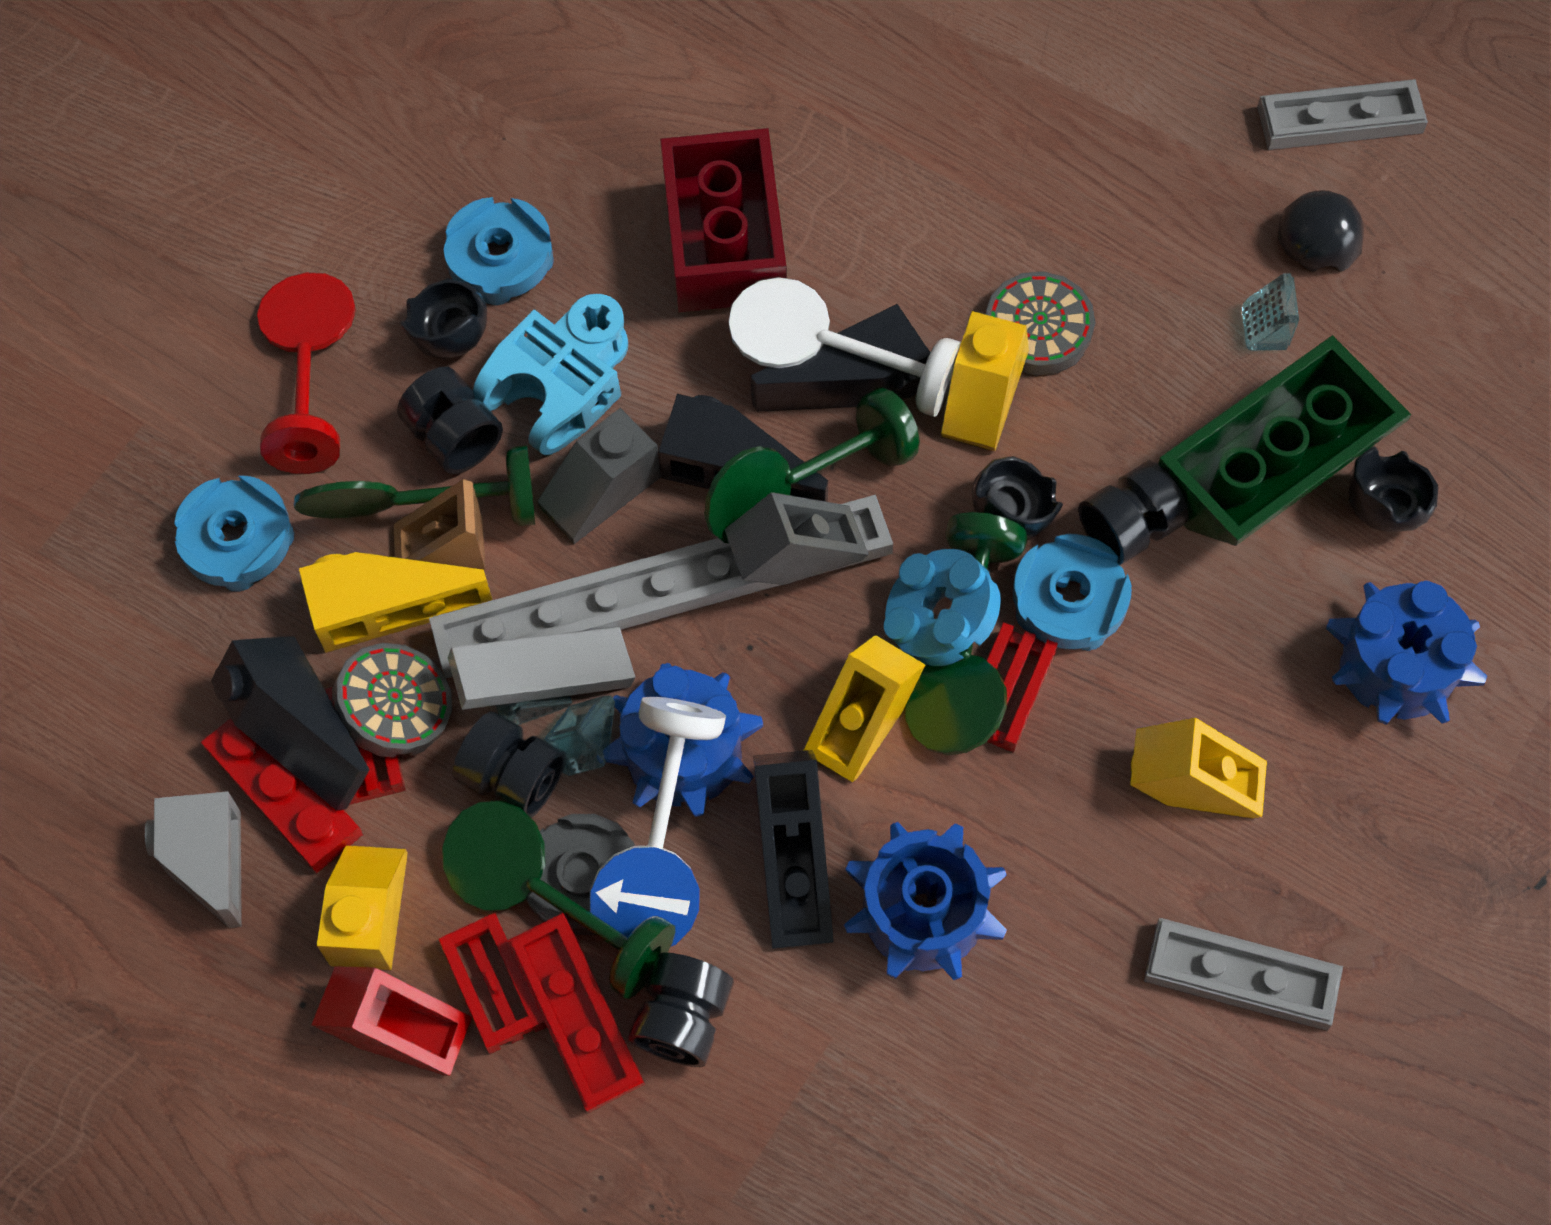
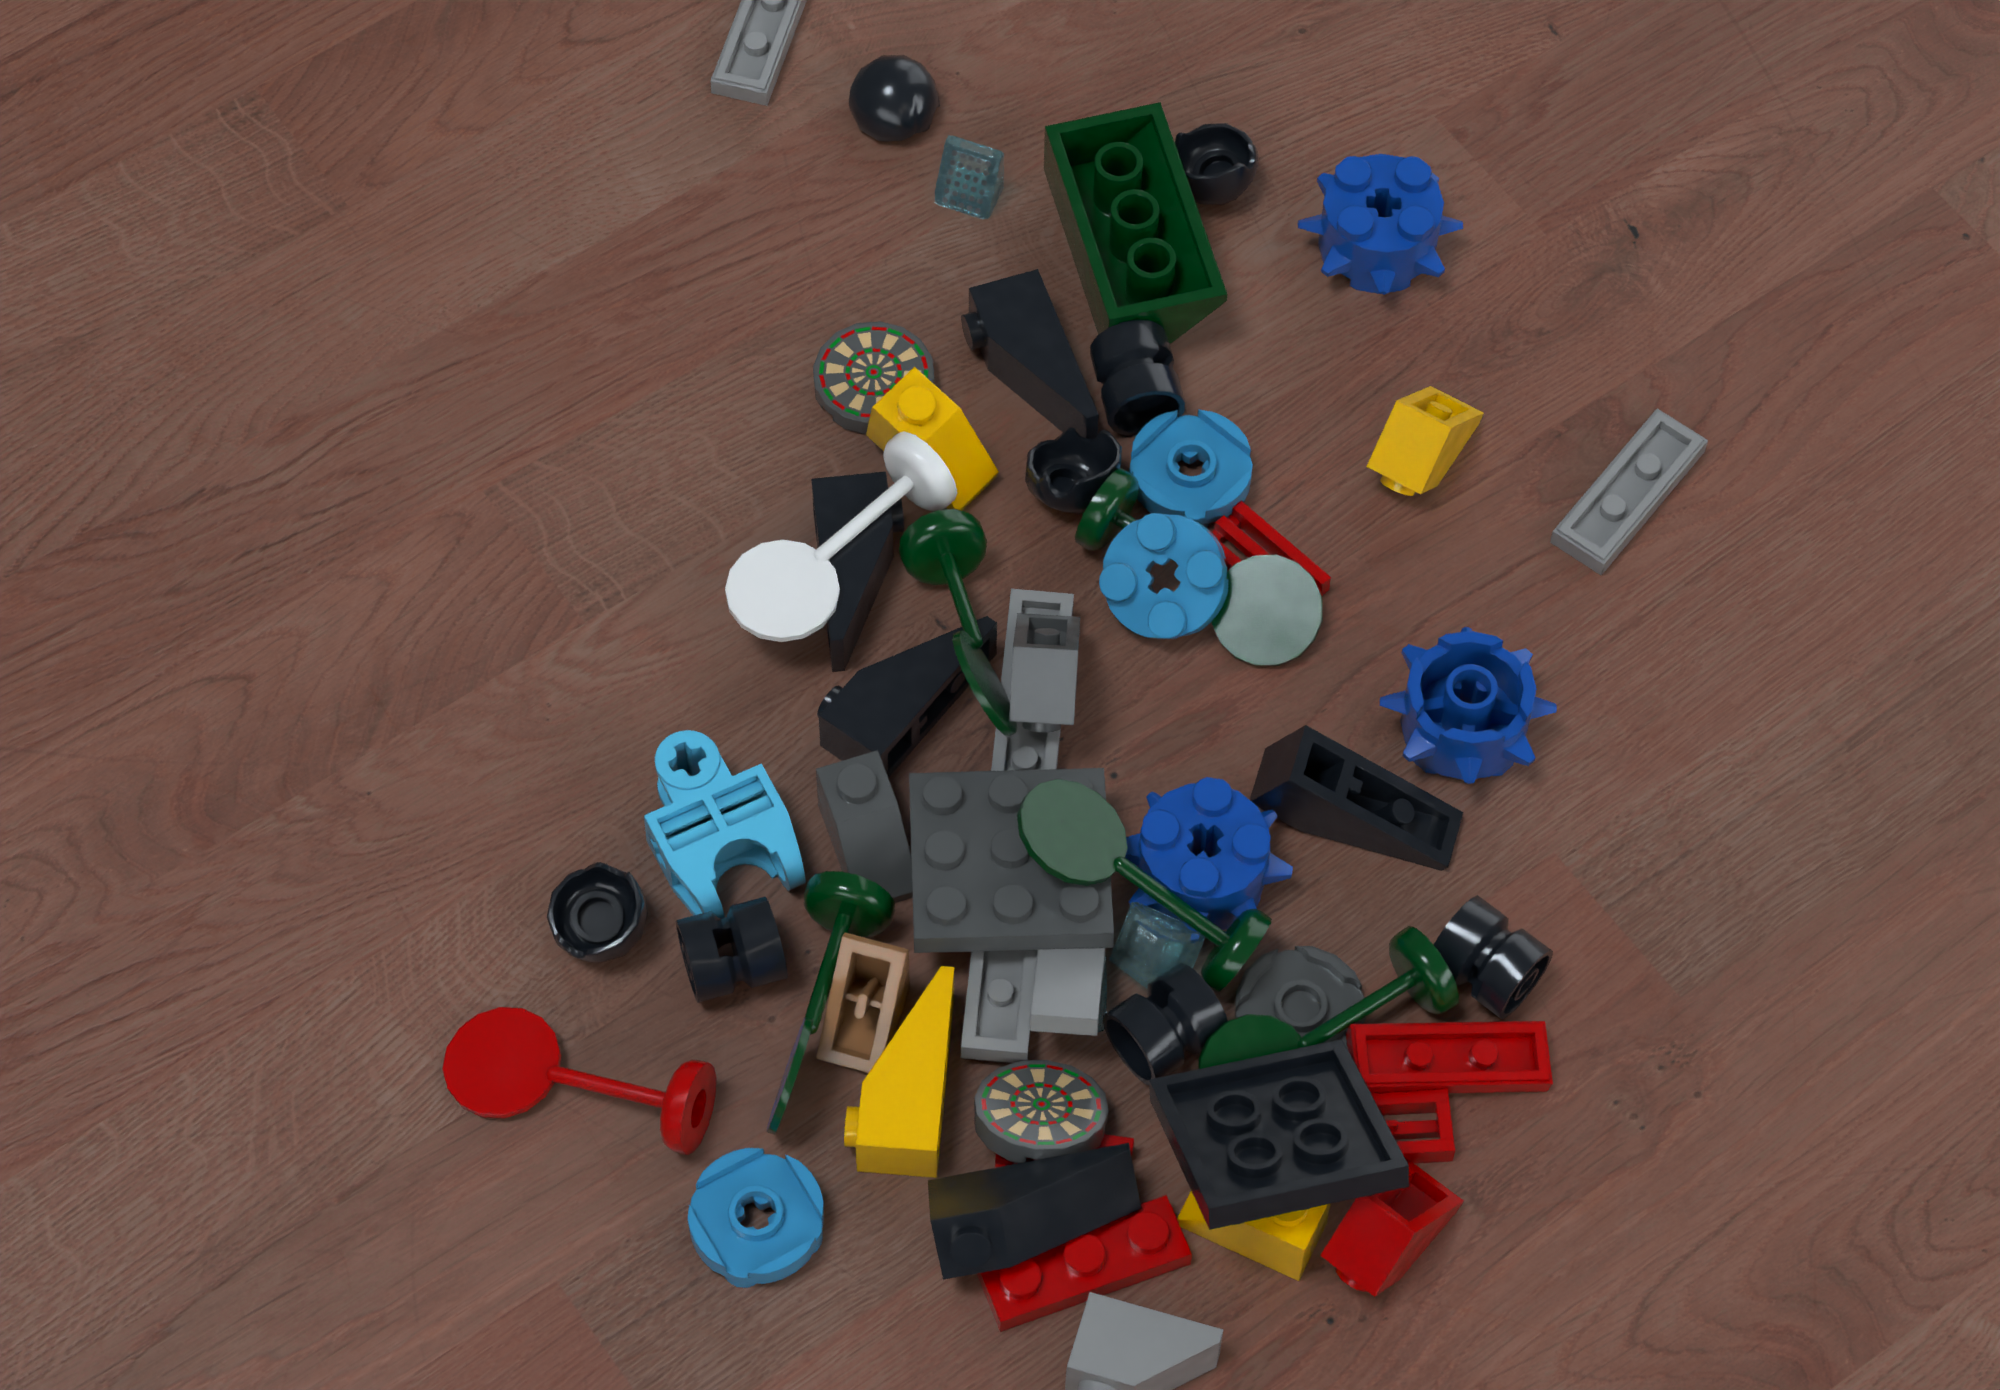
camera: 70 degrees left, 5 degrees down
(408, 882) = (1277, 1134): none -> black plate
(506, 274) = (491, 826): dark azure plate -> none
(604, 585) = (978, 881): none -> dark grey plate
(629, 618) = (1084, 843): none -> dark green piece
(648, 877) = (1348, 933): piece -> none
(721, 216) = (619, 601): dark red brick -> none
(863, 706) = (1236, 685): yellow slope -> none
(1131, 412) = (1029, 351): none -> black slope

